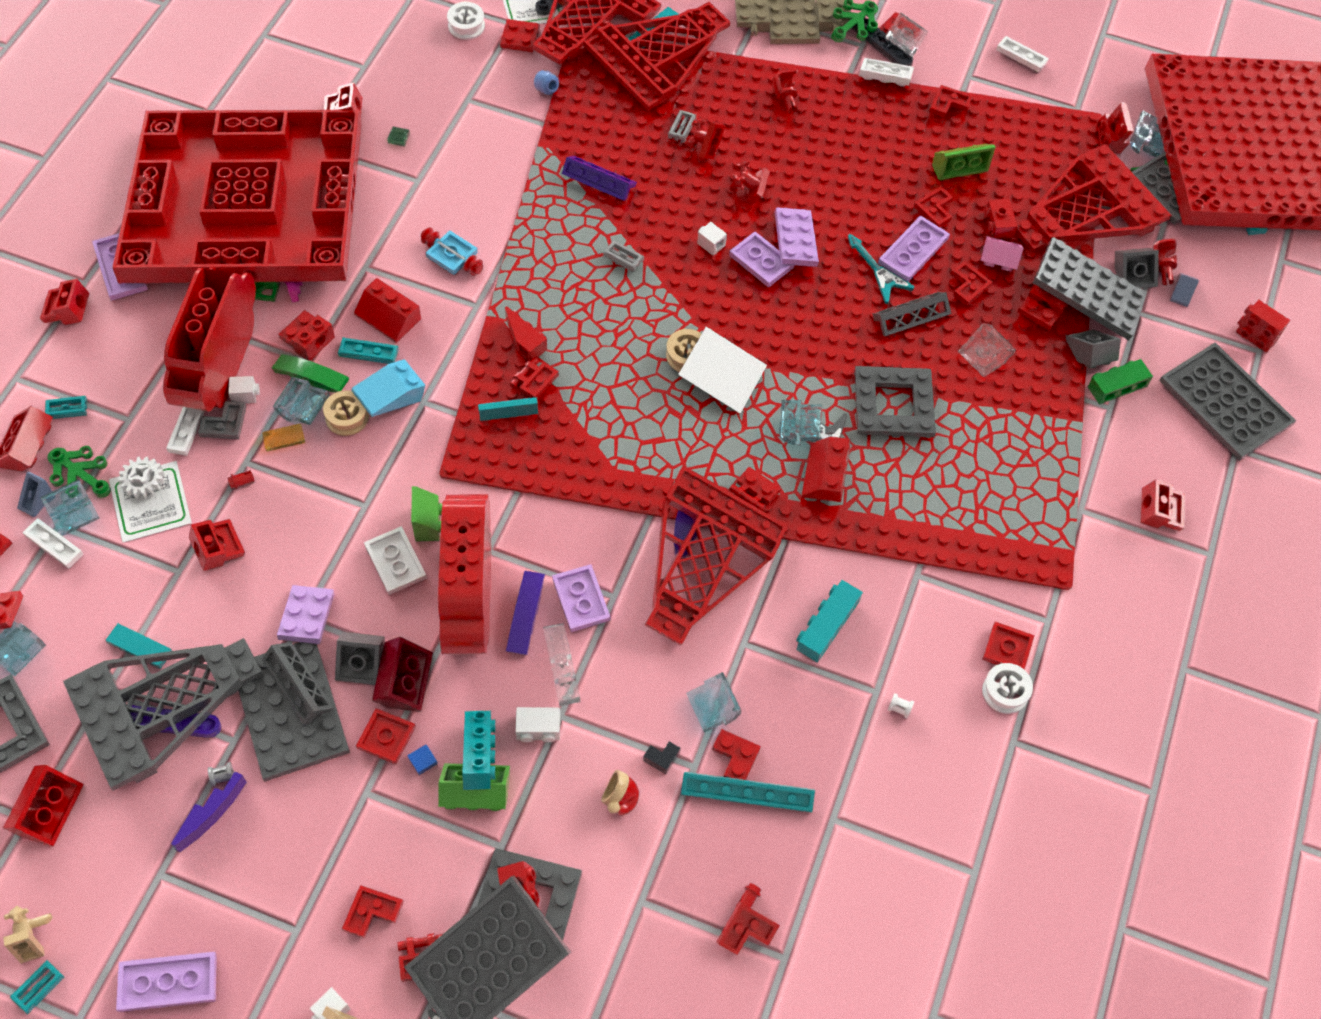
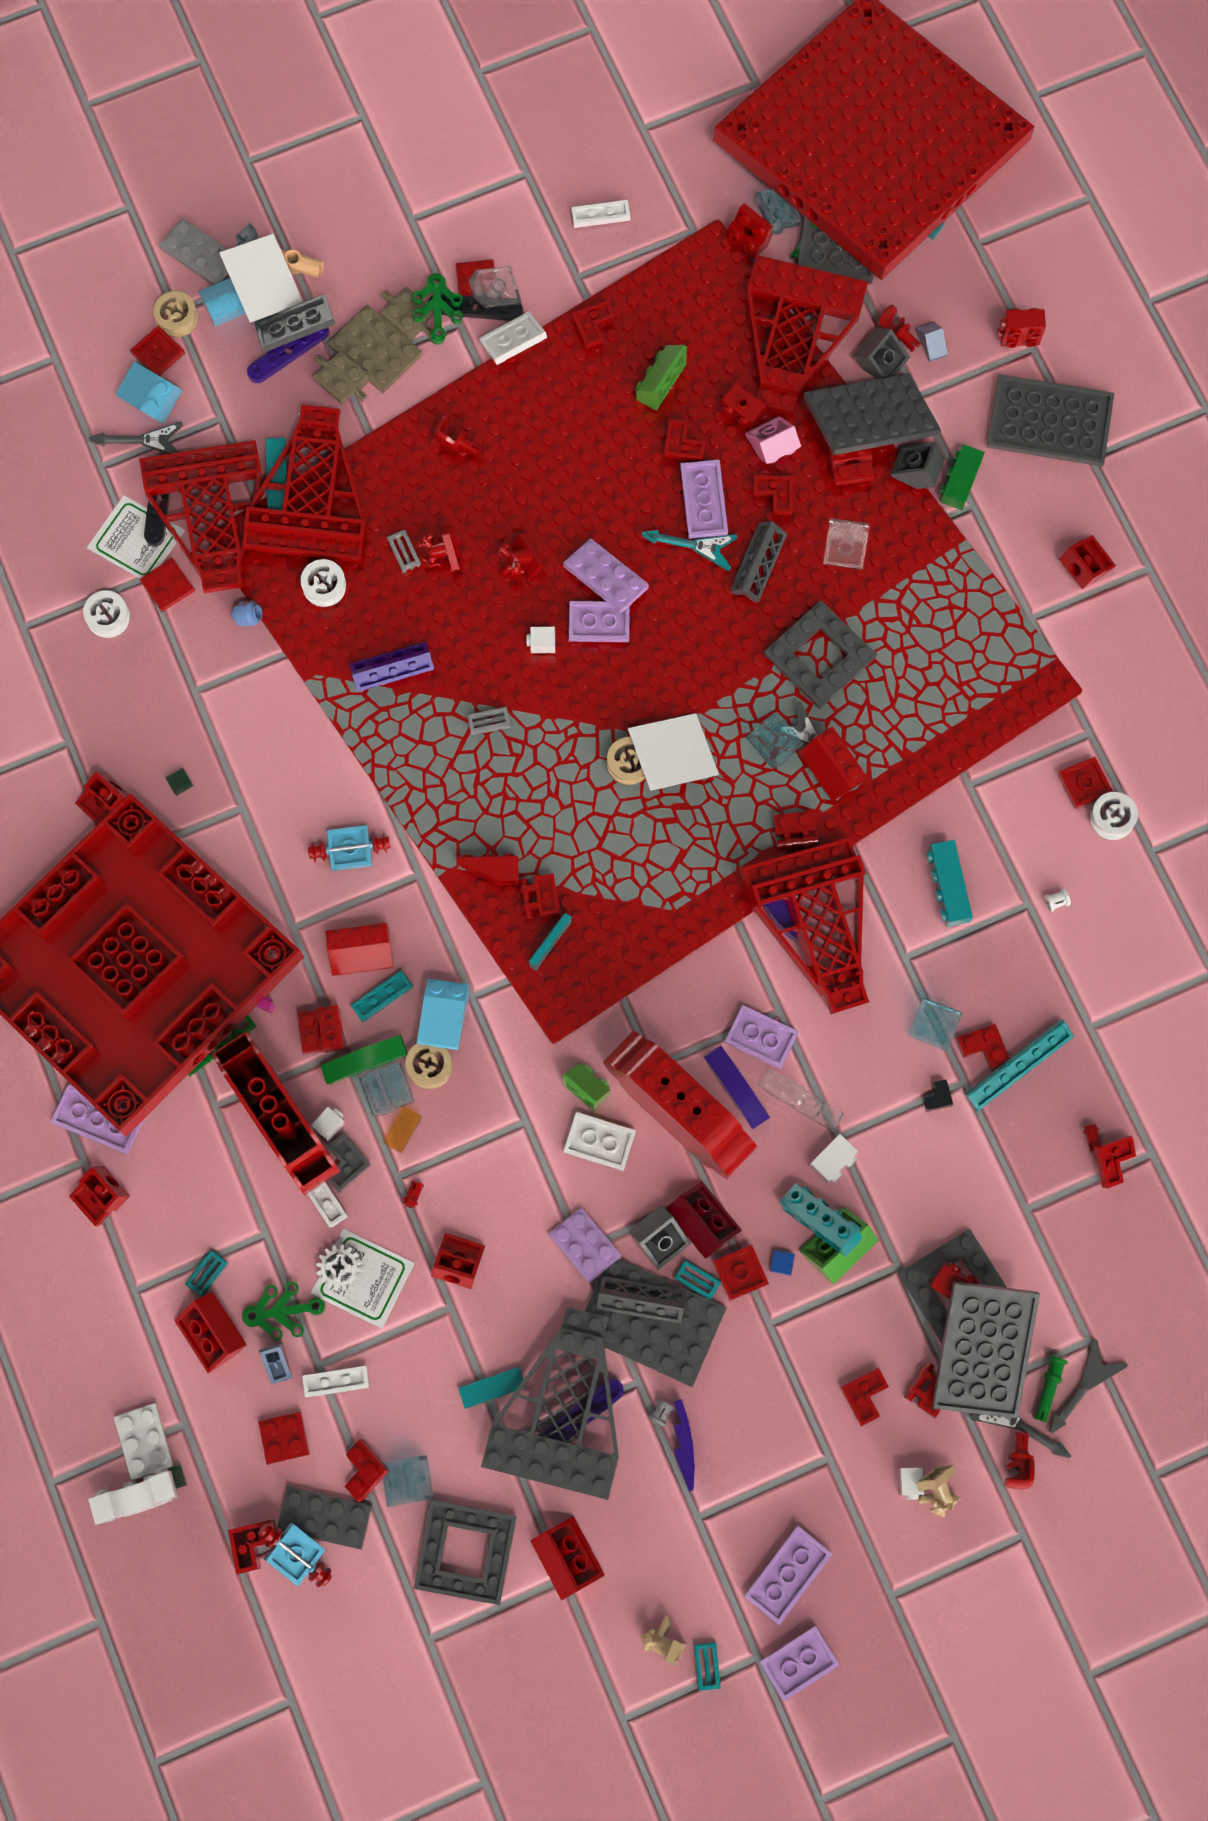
camera: 40 degrees left, 15 degrees up
(70, 507) = (318, 1344): clear light blue brick -> none
(355, 729) = (681, 1271): none -> teal tile
(601, 101) = (318, 593): none -> white wheel
(620, 794) = (941, 1152): tan piece -> none

